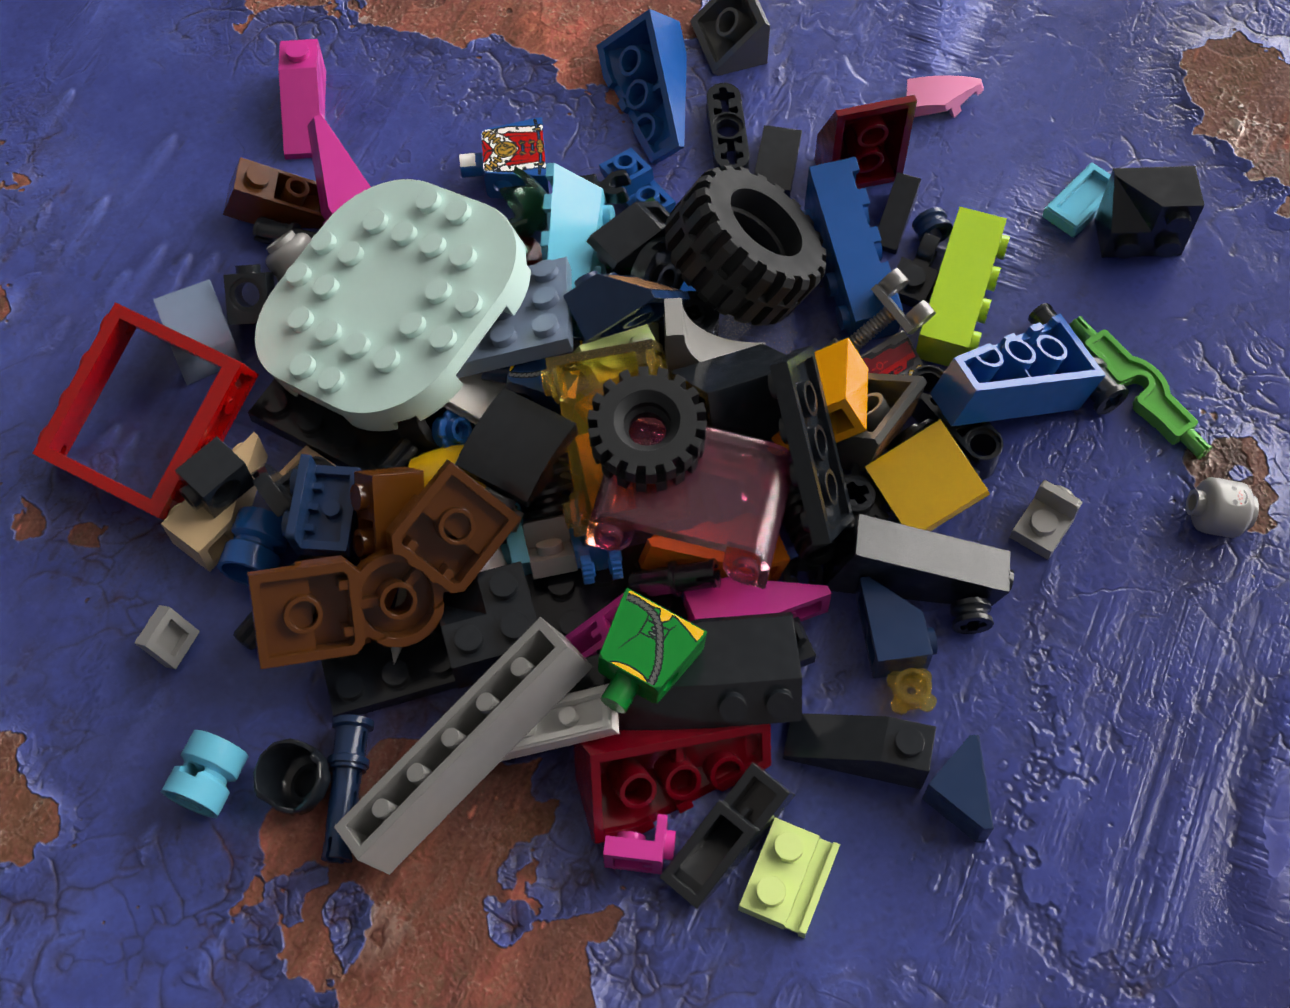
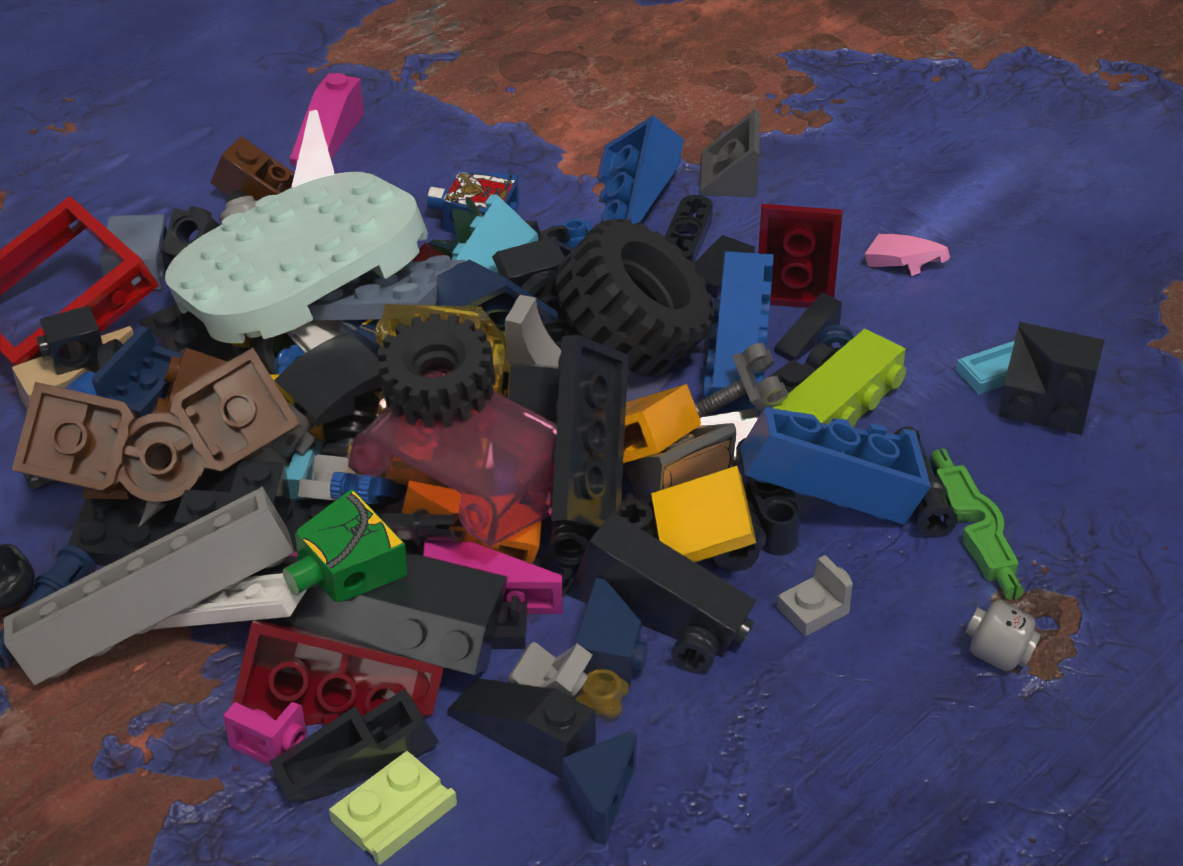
camera: 20 degrees right, 20 degrees down
(864, 691) = (542, 669): none -> light grey bracket

